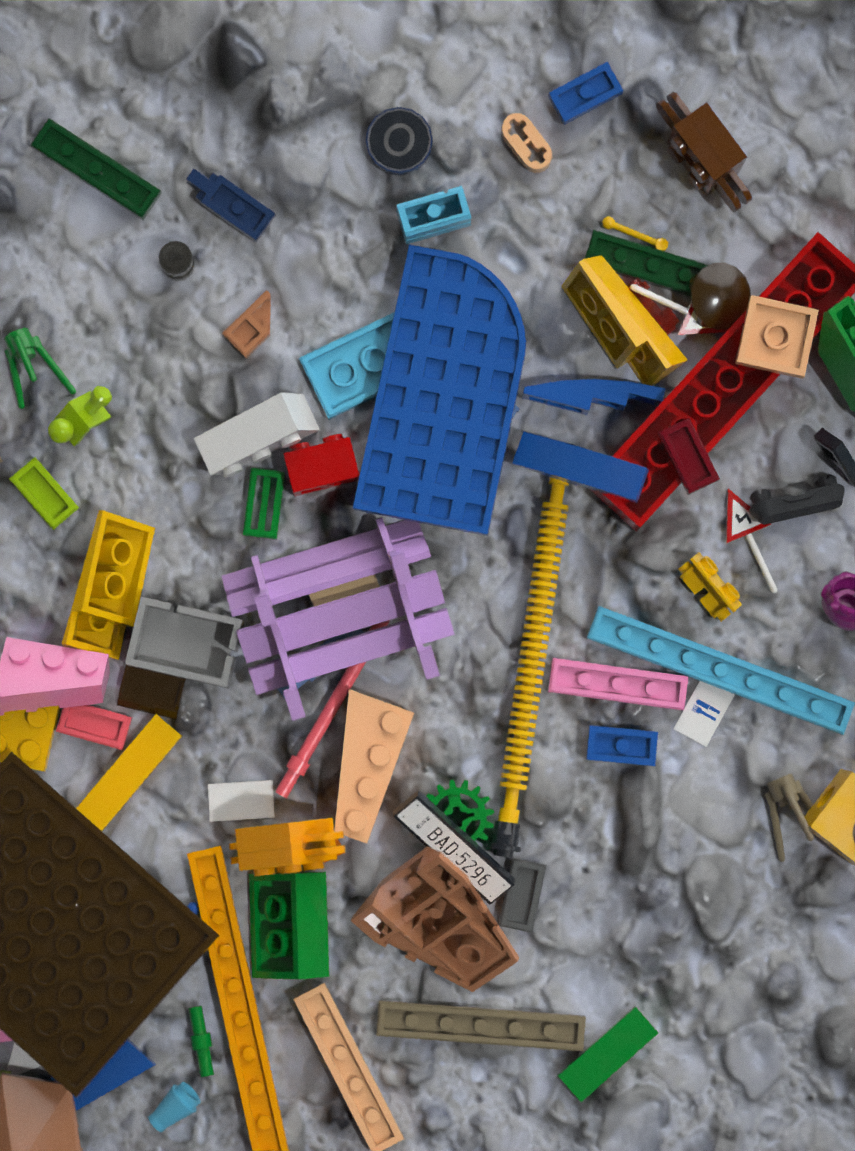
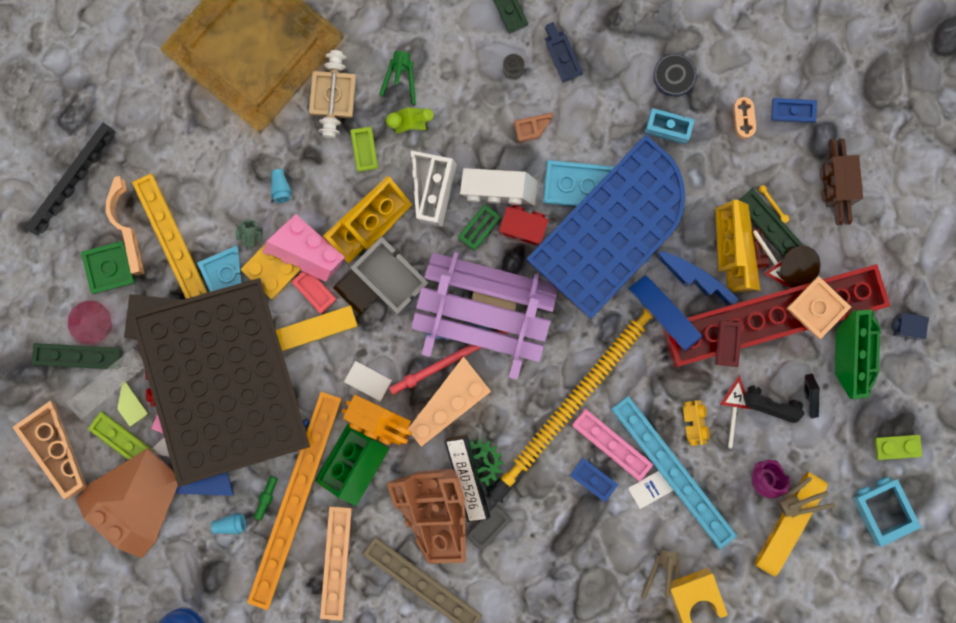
camera: 35 degrees right, 0 degrees up
(168, 487) = (433, 185): none -> white wedge

